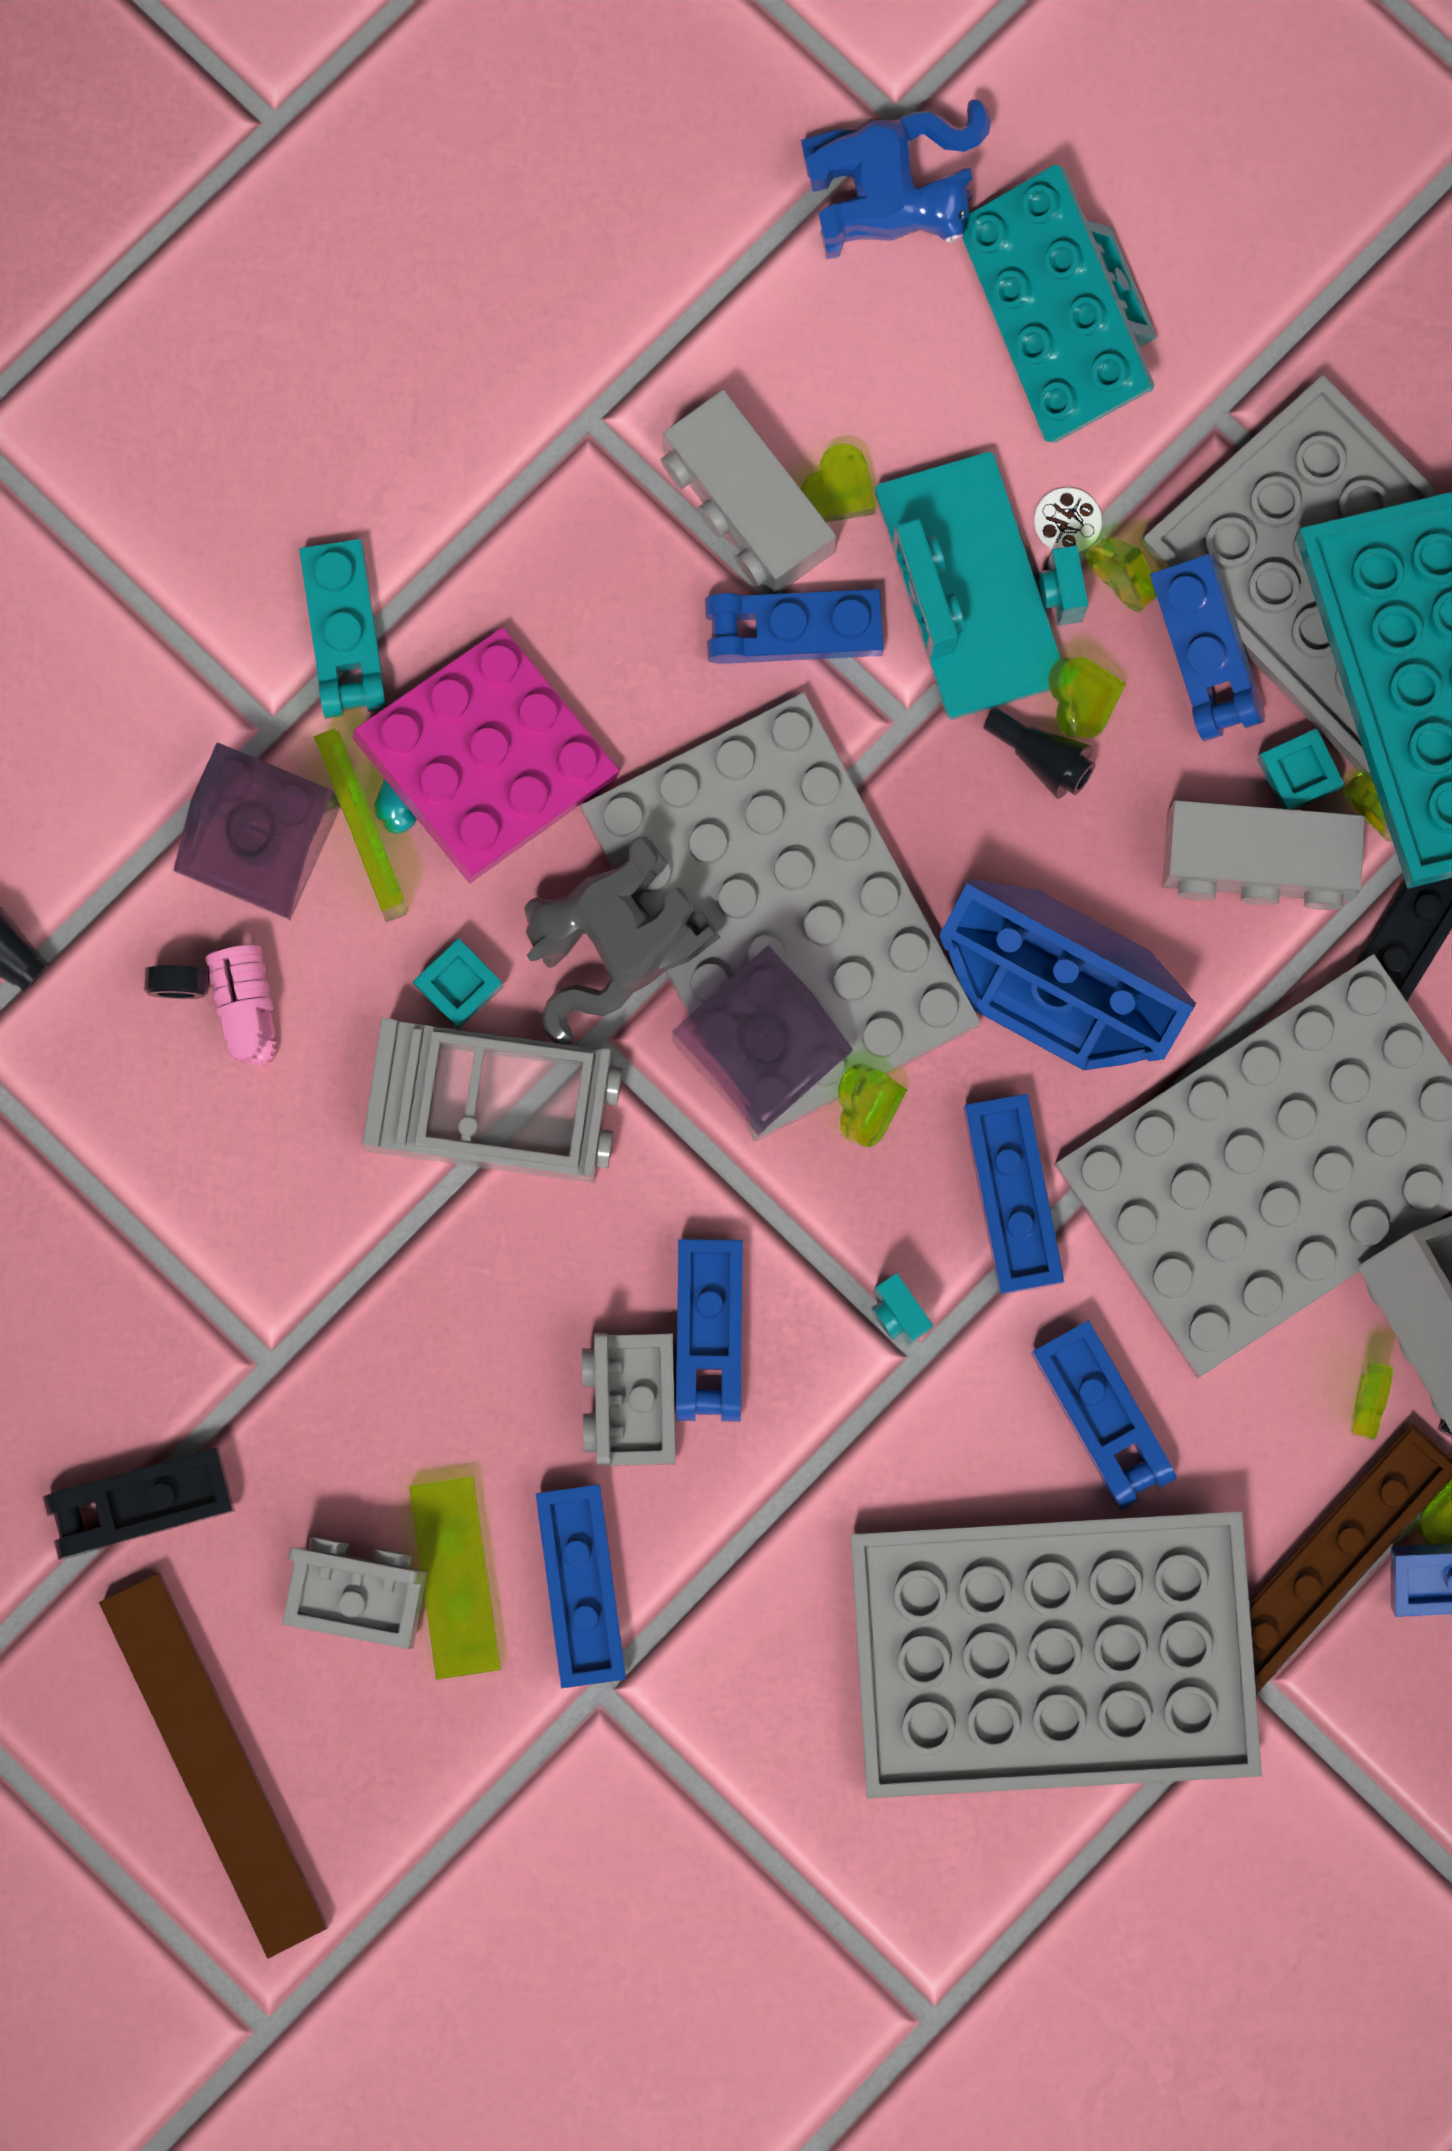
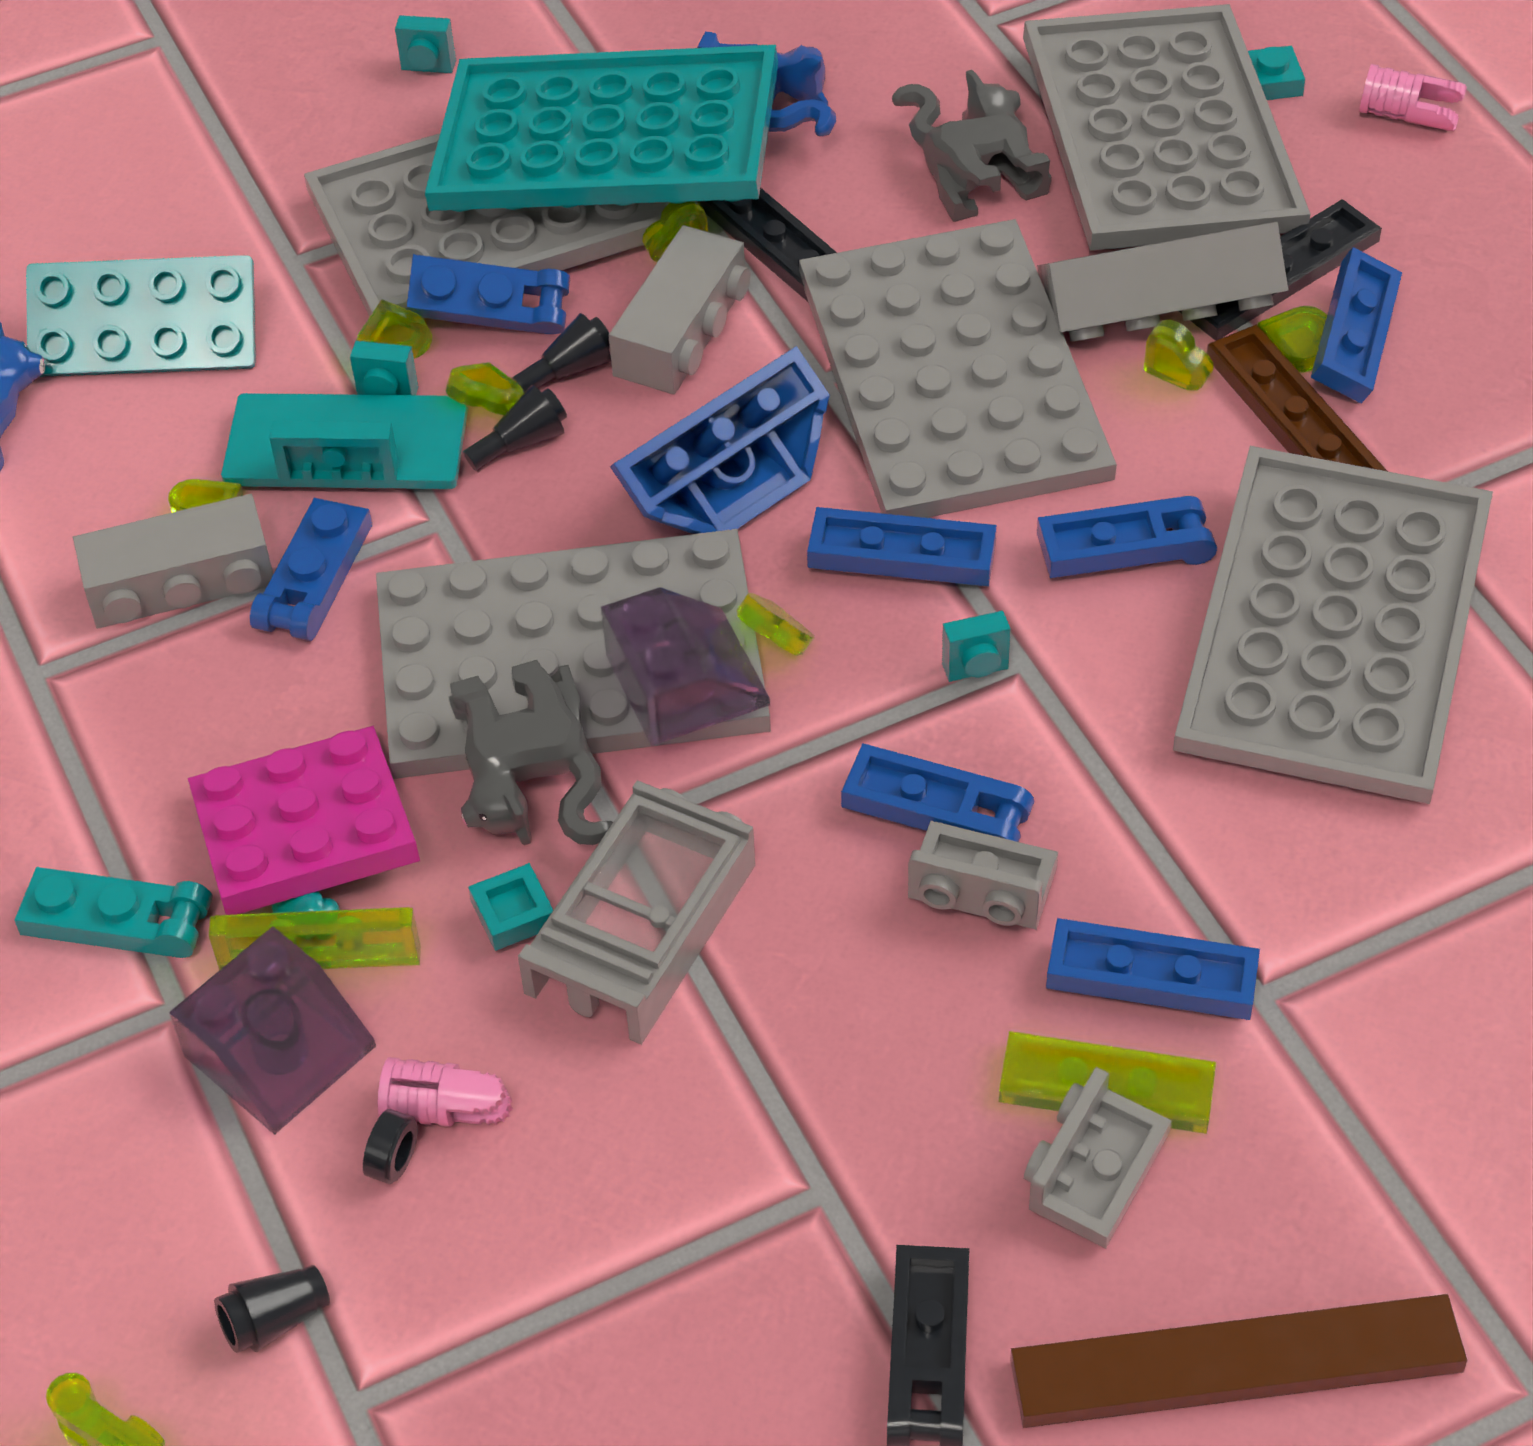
camera: 65 degrees left, 30 degrees down
(1068, 519) = (325, 373): white sticker -> none
(1172, 767) = (576, 349): none -> black cone
(1300, 771) = (620, 271): teal plate -> none

